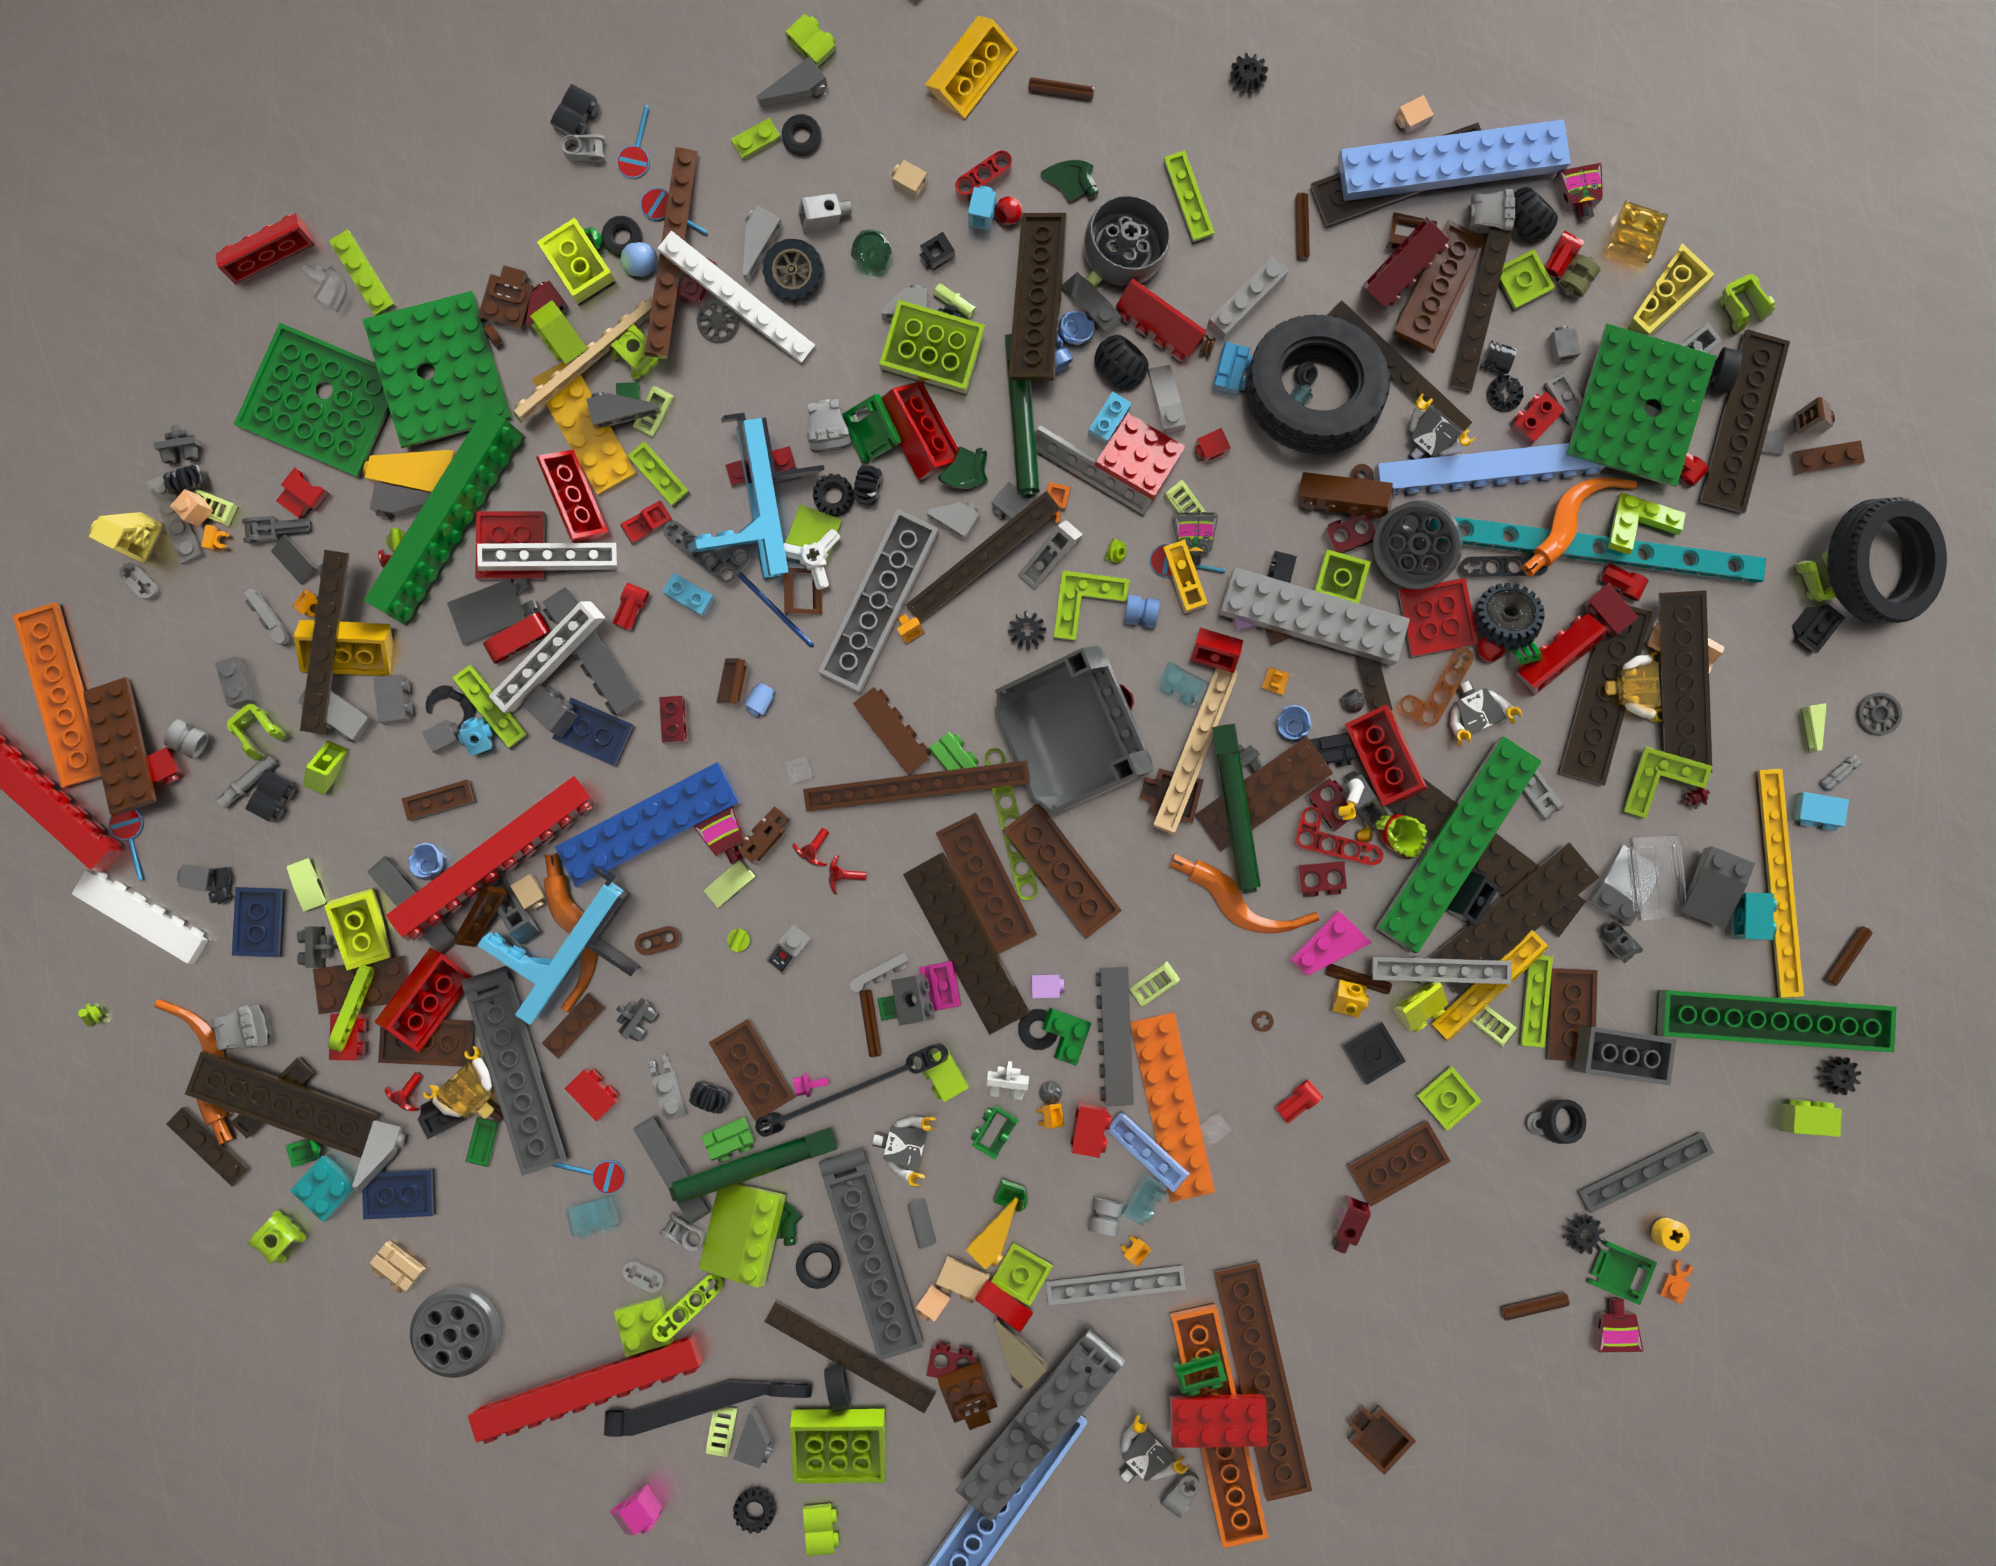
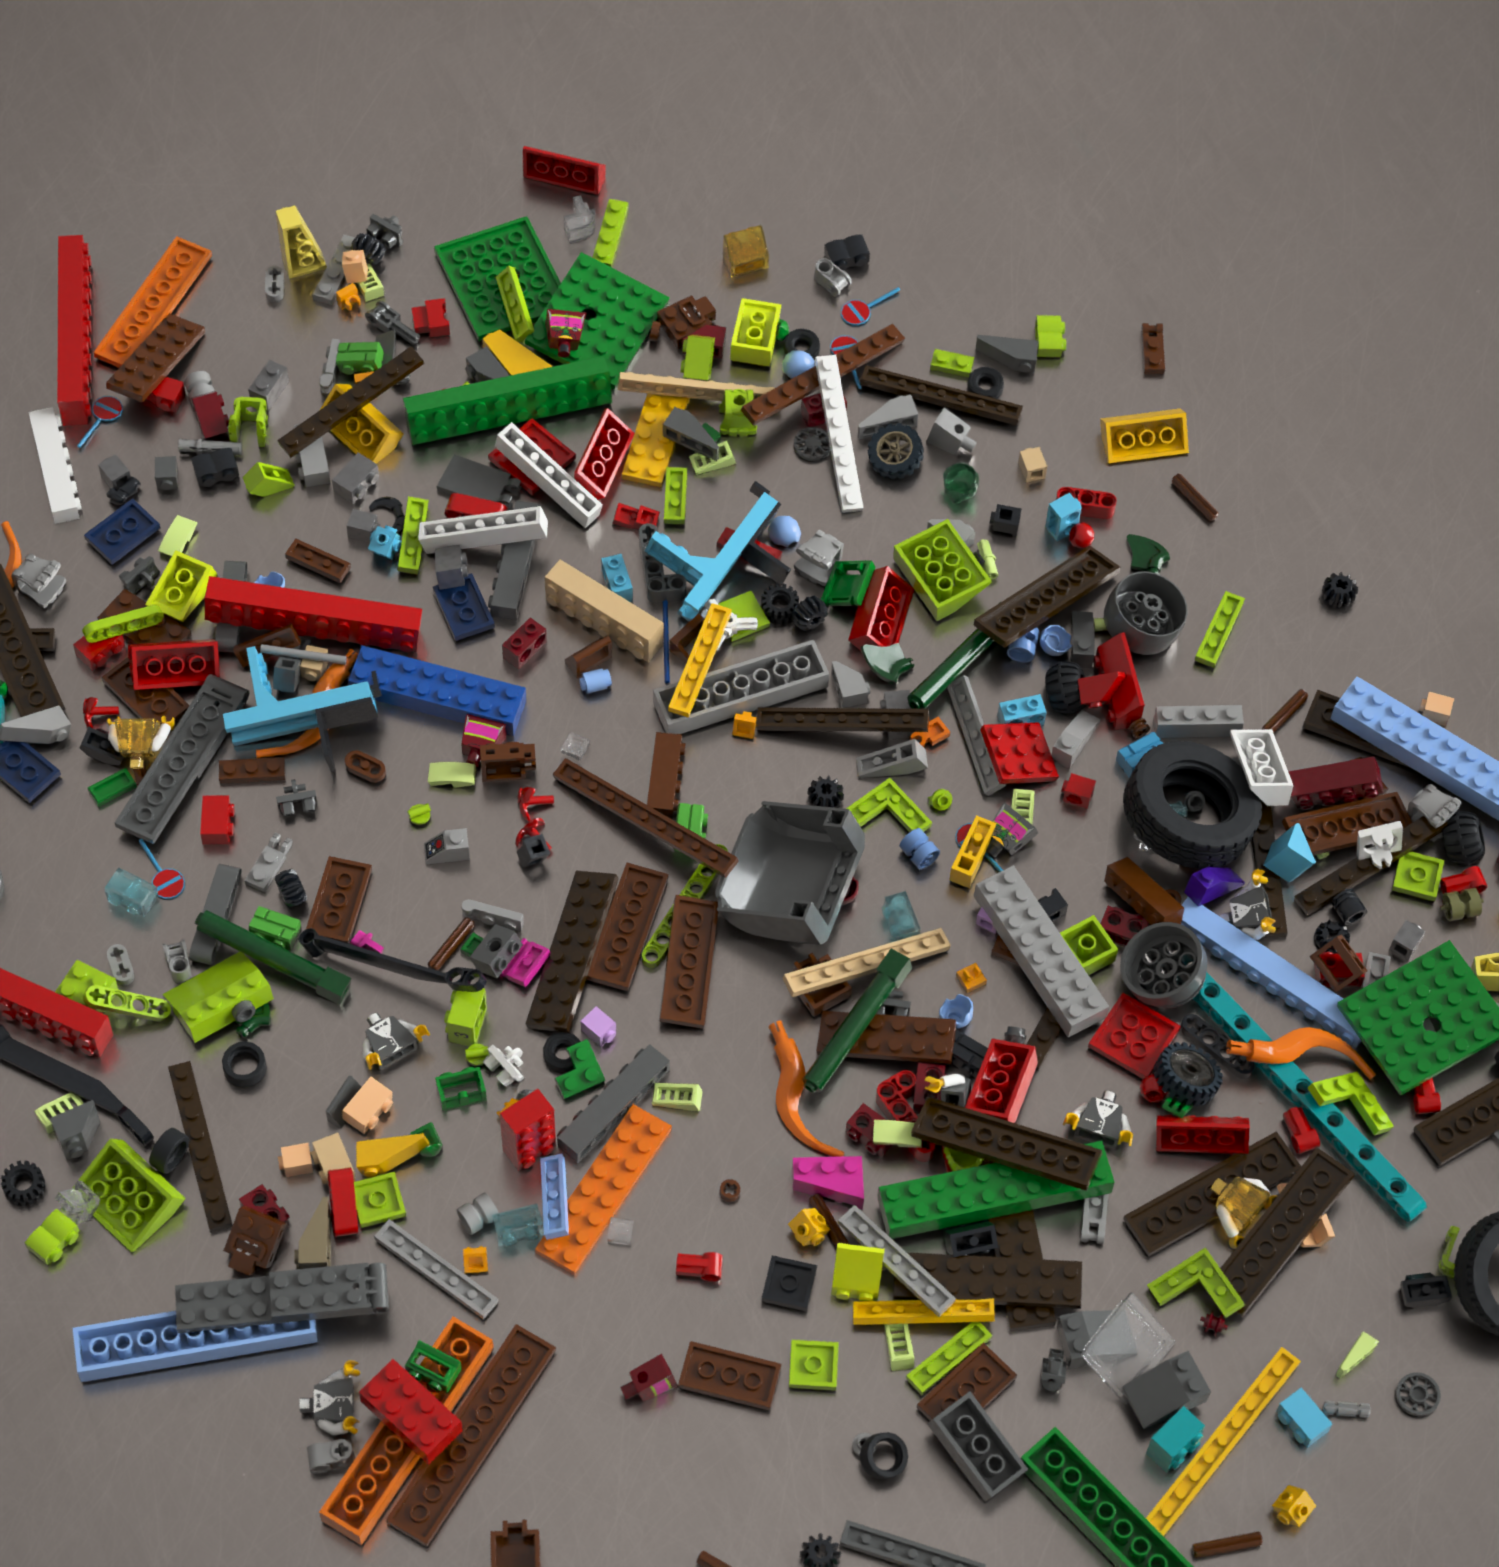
camera: 40 degrees right, 25 degrees down
(219, 756) = (210, 414): none -> dark red brick
(237, 838) = (166, 472): none -> dark grey brick
(282, 588) = (359, 357): none -> bright green brick
(358, 420) = (515, 304): none -> lime plate
(427, 411) = (564, 330): none -> torso
(493, 190) = (745, 251): none -> clear yellow slope
(517, 898) = (303, 654): none -> light grey piece
(632, 600) = (575, 553): red piece -> none
(708, 635) = (604, 611): none -> tan brick
(777, 179) = (941, 395): none -> dark brown plate
(777, 422) = (784, 531): none -> light blue hair
(779, 1231) = (243, 1011): none -> dark grey tile
(815, 1494) = (78, 1202): none -> clear brick
(831, 613) = (699, 660): none -> yellow plate
(859, 892) = (533, 850): none -> black brick
(870, 1254) = (288, 1087): dark grey hinge -> none
(943, 1212) = (368, 1105): none -> light nougat brick
(978, 1092) = (476, 1054): none -> lime plate
(1153, 344) = (1099, 688): none -> red slope
(1217, 650) = (948, 916): red brick -> none
(1338, 297) = (1263, 765): none -> white slope
(1349, 868) = (895, 1133): none -> yellowish green slope
(1387, 436) = (1211, 884): none -> dark purple slope
(1423, 356) = (1290, 854): none -> medium azure slope
(1440, 686) = (1121, 1073): clear orange beam -> none
(1442, 807) = (1007, 1143): none -> dark brown plate
(1489, 287) = (1378, 836): none -> white piece
(1544, 408) = (1347, 955): none -> reddish brown tile
(1610, 610) = (1268, 1134): dark red brick -> none
(1873, 887) = (1293, 1506): none -> yellow brick

